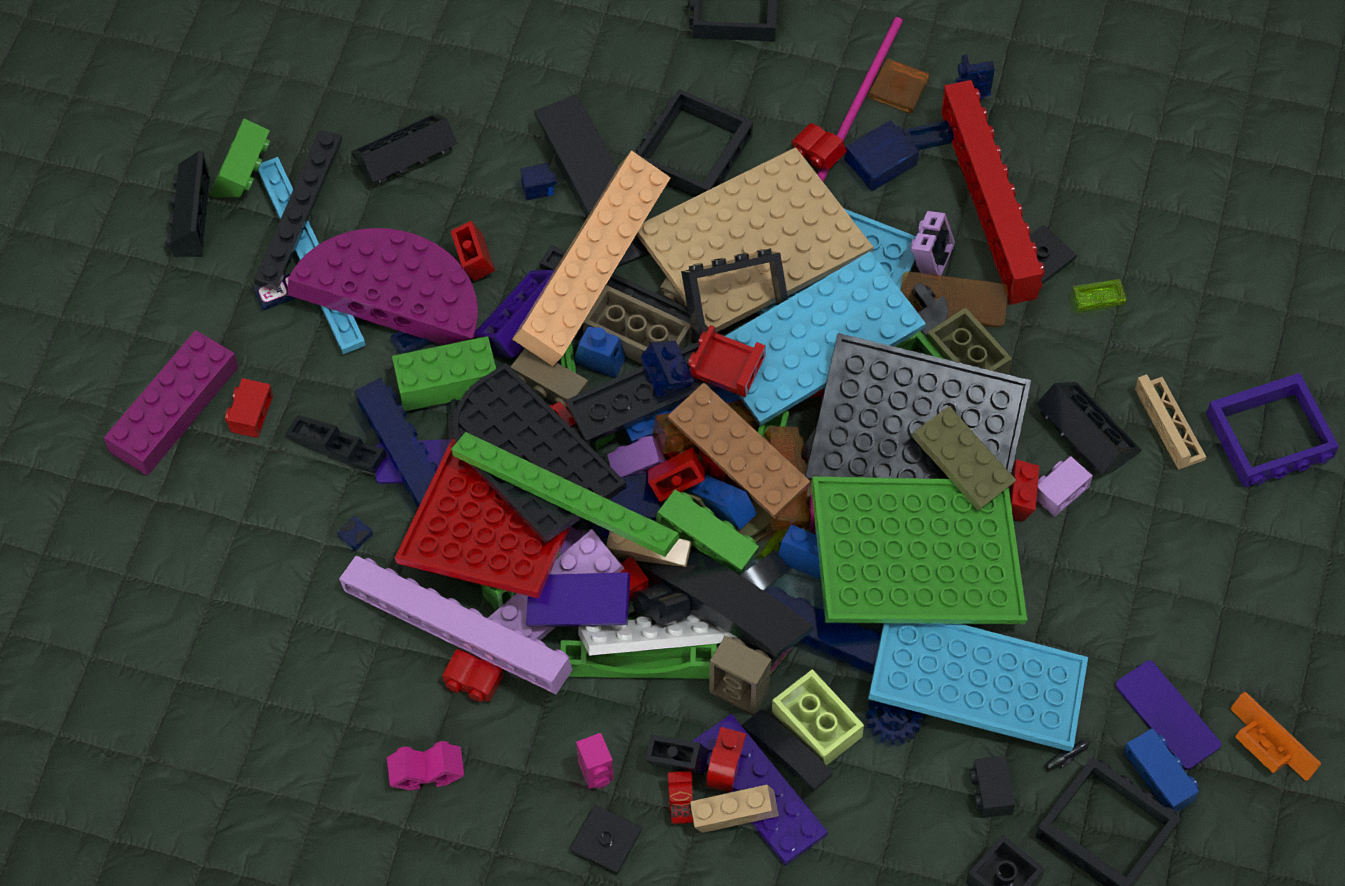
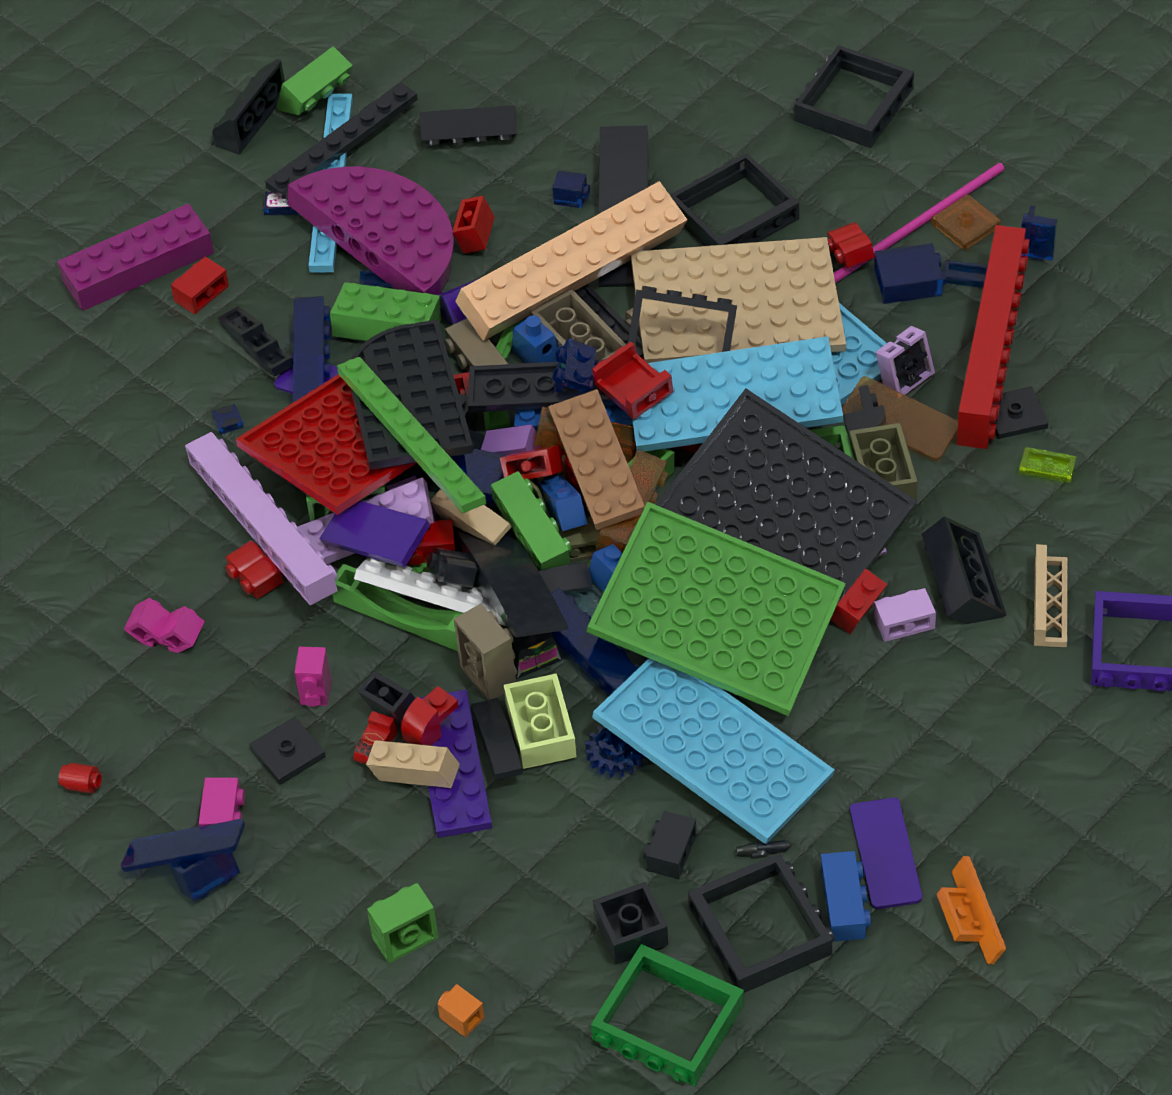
camera: 30 degrees right, 10 degrees down
(963, 458) = (809, 544): olive plate -> none

